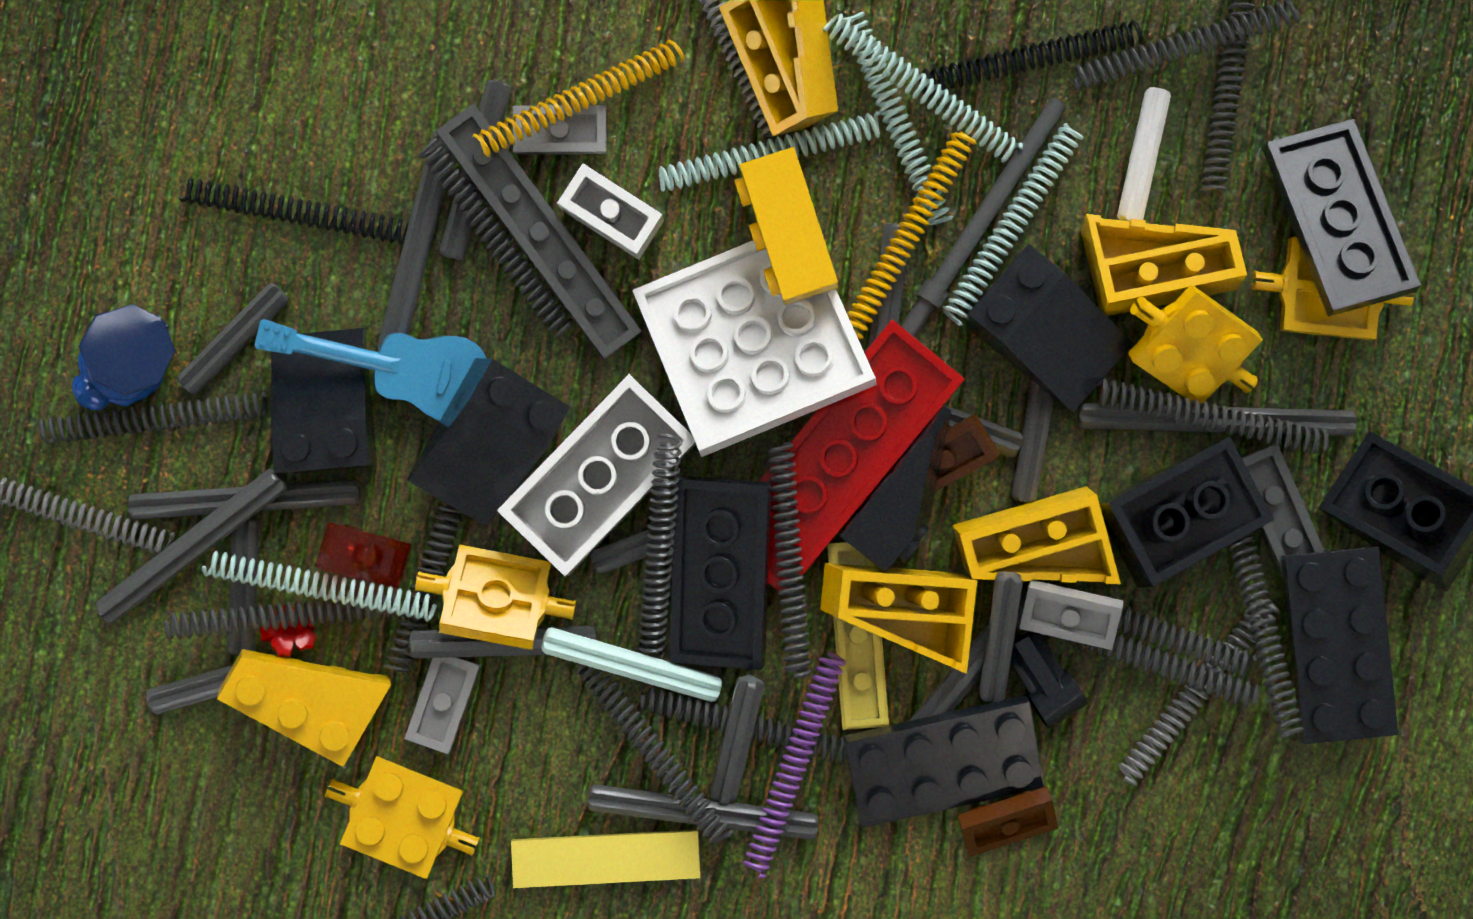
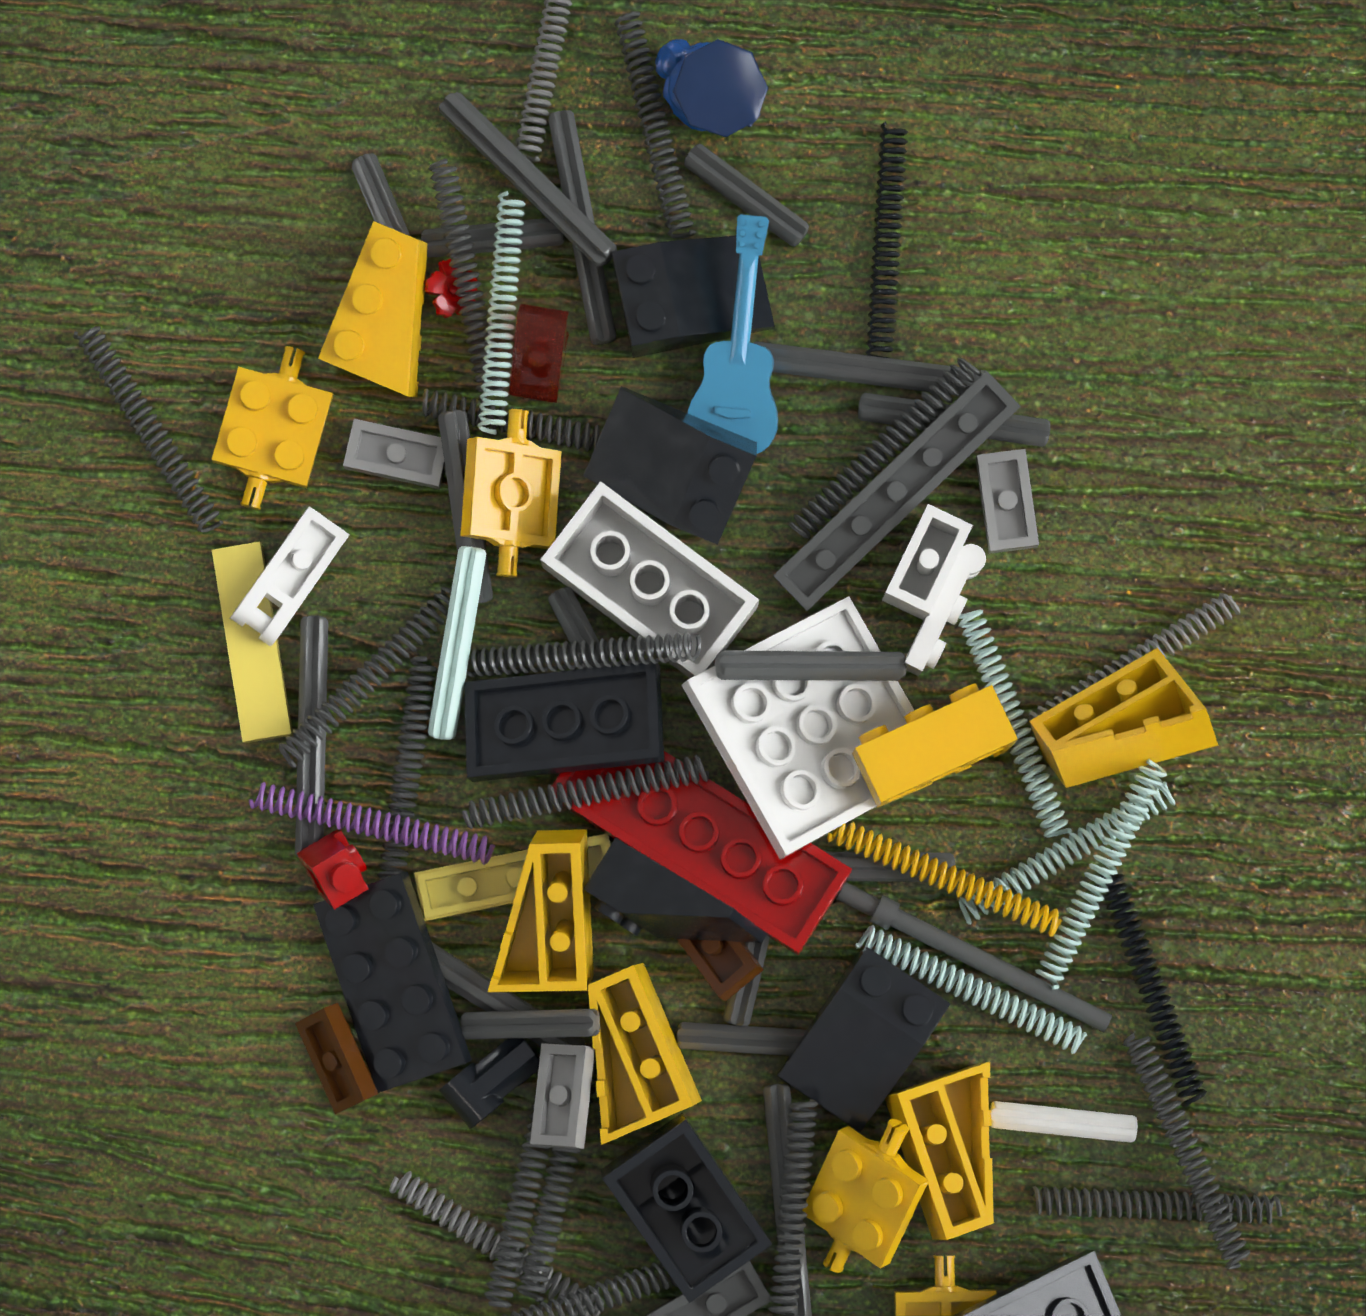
camera: 85 degrees right, 5 degrees down
(547, 815) = (291, 574): none -> white plate
(592, 98) = (983, 417): yellow piece -> none
(687, 223) = (926, 646): none -> white plate
(697, 333) = (810, 665): none -> dark grey axle
(736, 739) = (391, 760): dark grey axle -> none
(832, 803) = (334, 868): none -> red brick

